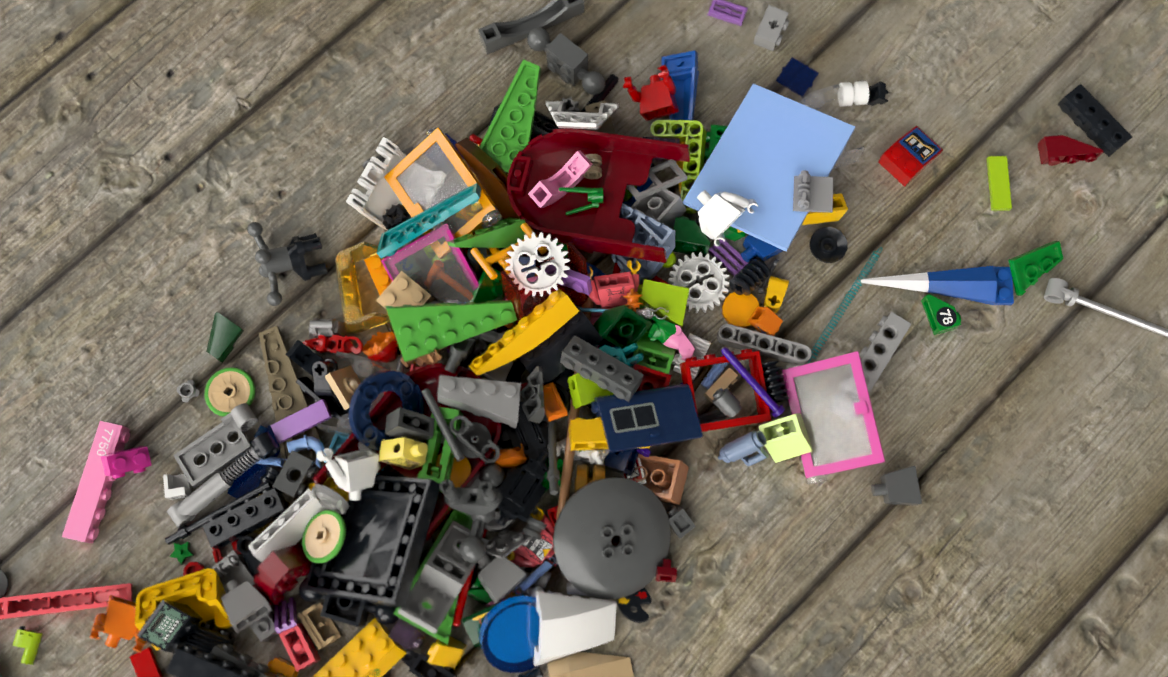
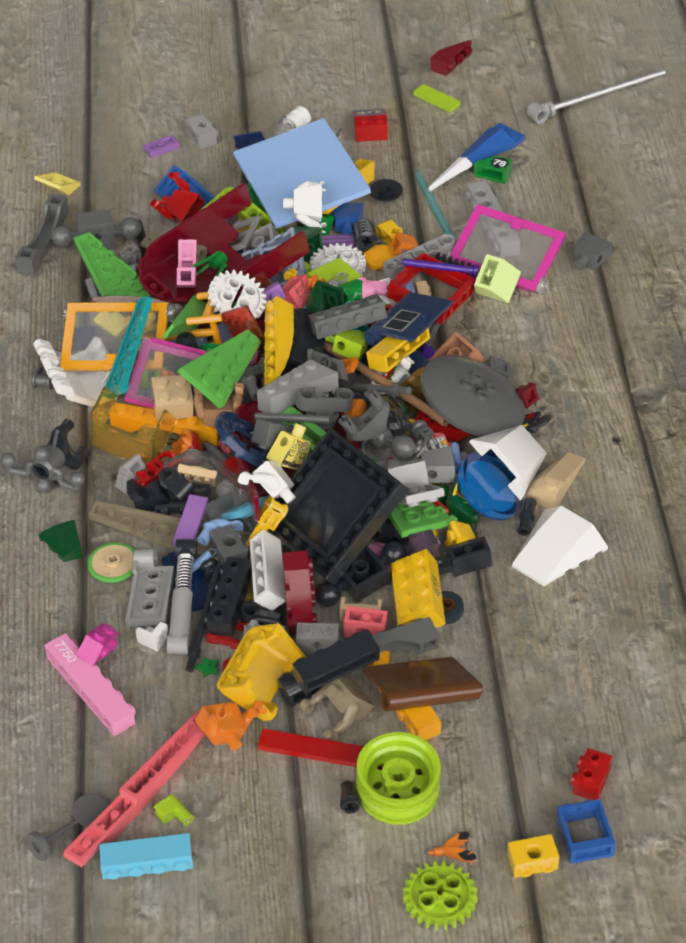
camera: 50 degrees left, 30 degrees down
(170, 626) = (268, 680): slope -> none
(182, 390) = (82, 587): light grey plate -> none
(244, 604) = (301, 619): light grey torso -> none
(281, 618) = (335, 614): medium lavender tile -> none
(323, 536) = (299, 535): tan wheel -> none
(329, 499) = (275, 514): light grey tile -> none
(389, 222) = (92, 390): black gear -> none
(580, 120) = (137, 247): white wedge -> none
(726, 402) = (441, 282): dark grey brick -> none
(744, 446) = (480, 303): sand blue piece -> none
(812, 193) = (346, 155): light grey hinge -> none
(877, 94) = (313, 110): black tile -> none
(1033, 264) = (509, 112): green wing -> none
(1094, 120) = (444, 35): black brick -> none

